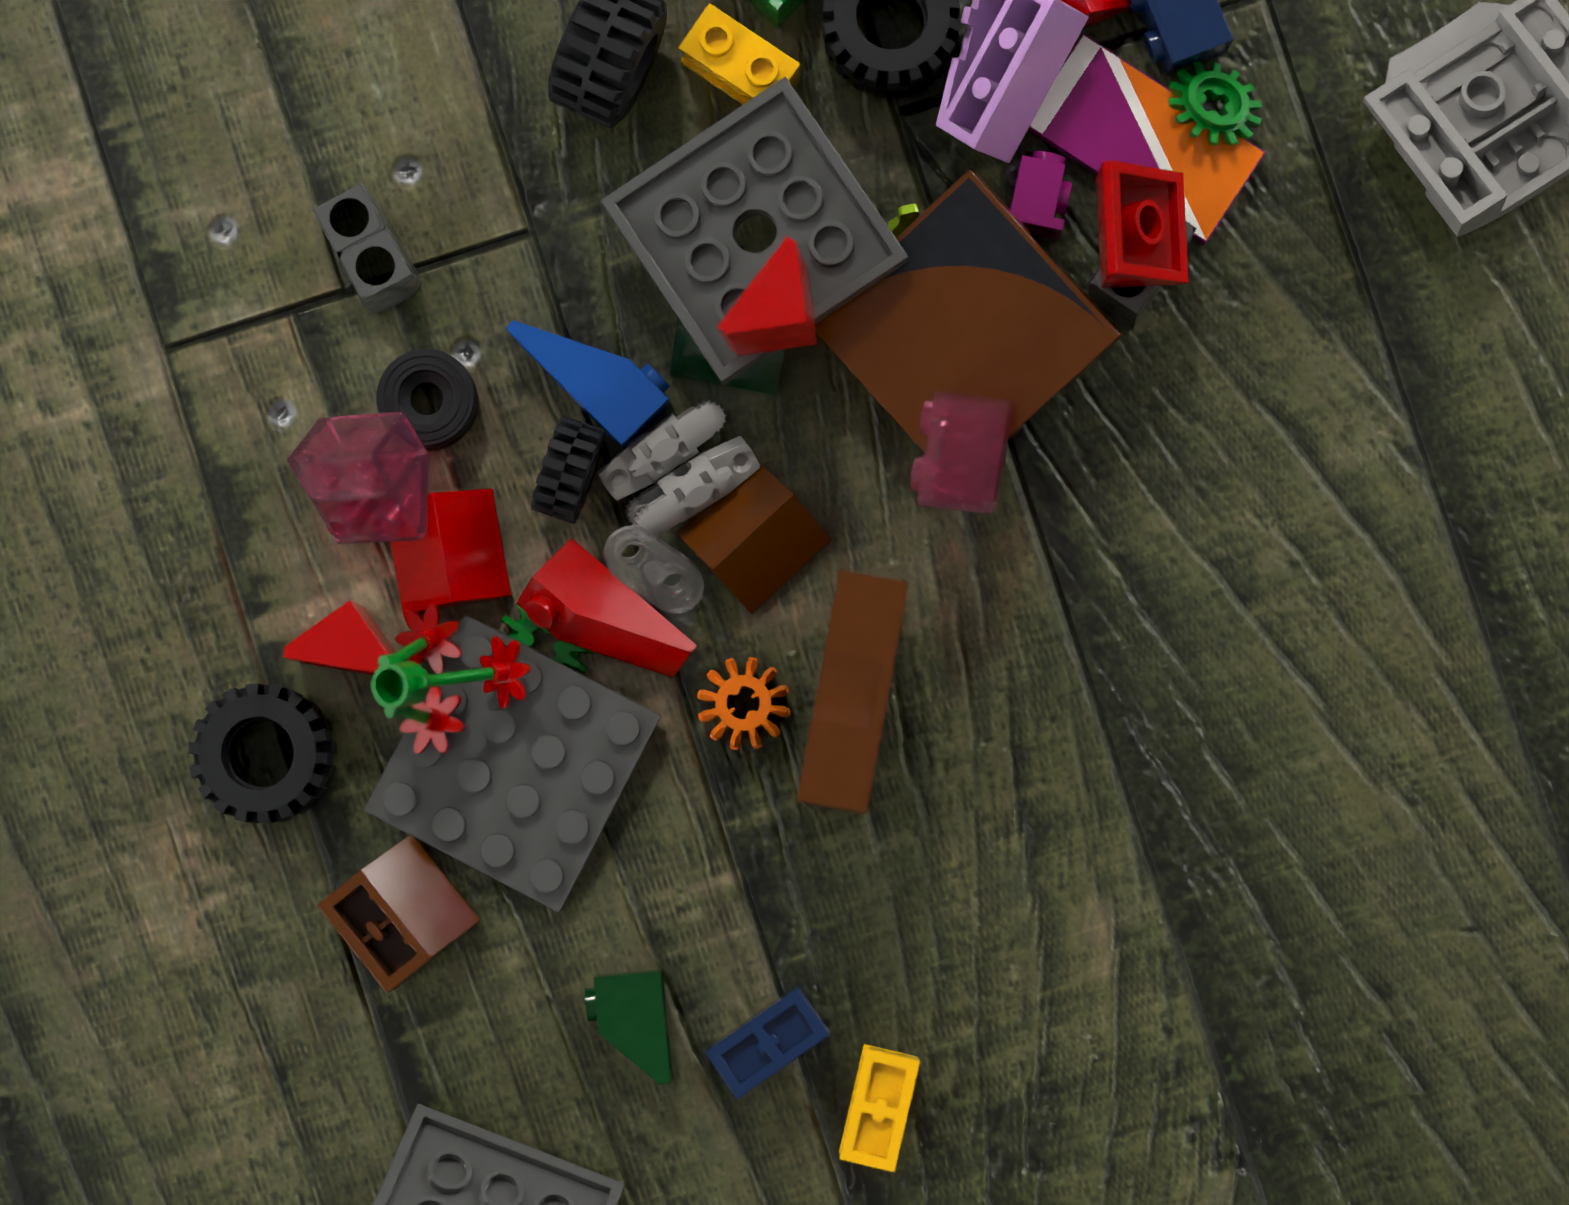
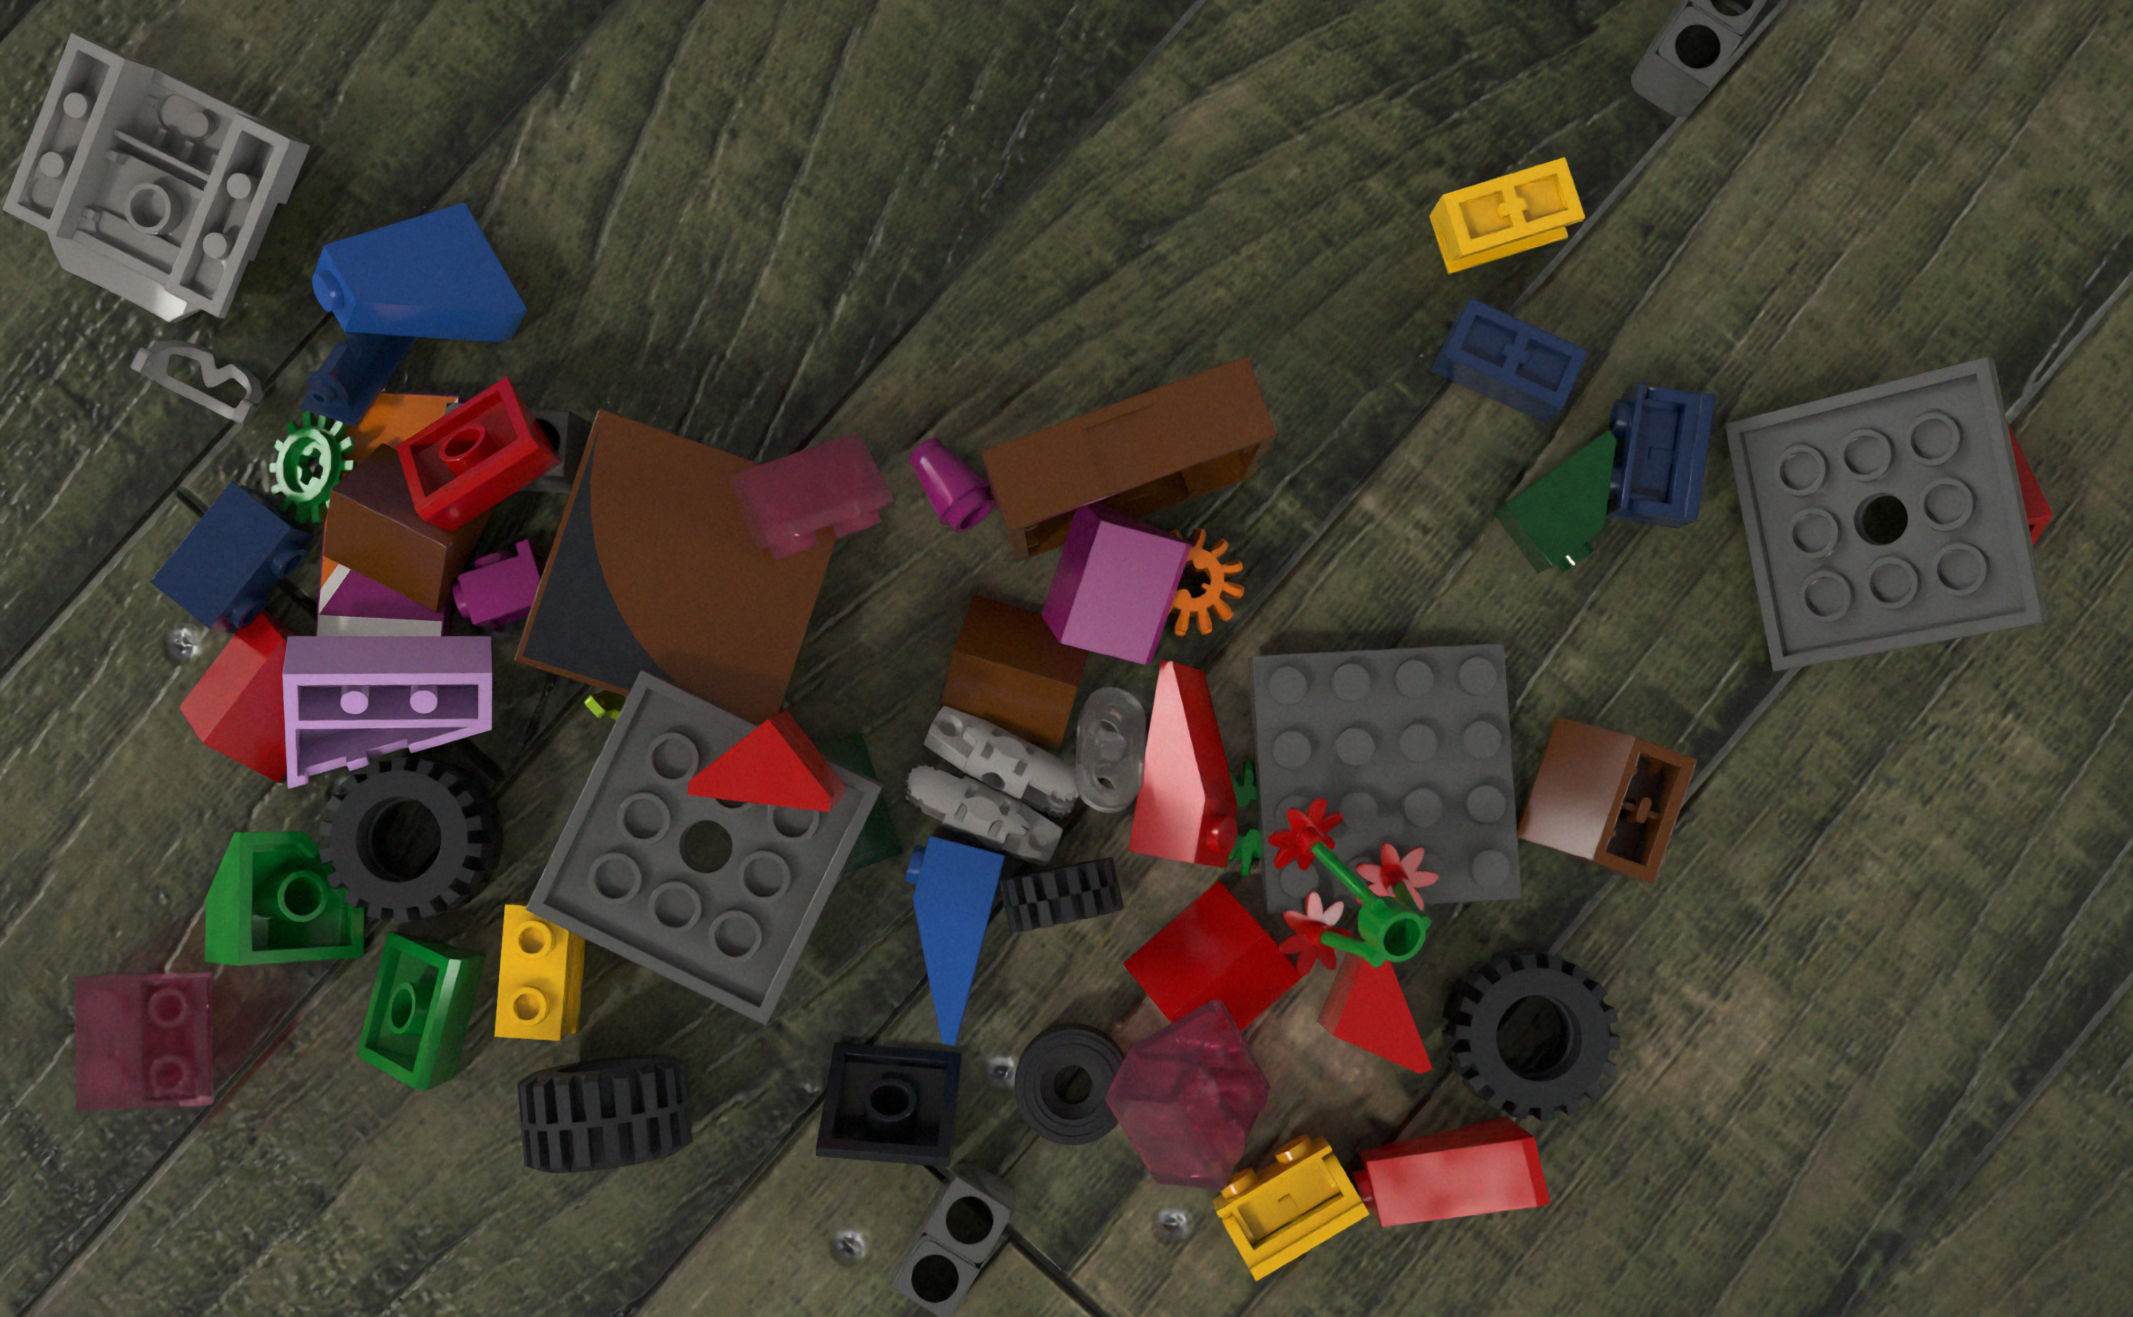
camera: 125 degrees left, 0 degrees up
(198, 631) = (1452, 1174): none -> slope
(246, 504) = (1288, 1205): none -> yellow hinge
(491, 258) = (890, 1105): none -> black slope
(631, 1114) = (1659, 455): none -> dark blue hinge
(768, 641) = (1114, 584): none -> magenta slope
(924, 567) = (953, 488): none -> magenta cone
(1128, 127) = (384, 539): none -> reddish brown slope
(1270, 182) = (355, 375): none -> dark blue hinge
(1304, 262) = (420, 281): none -> blue slope
(1358, 31) = (154, 364): none -> light grey helmet

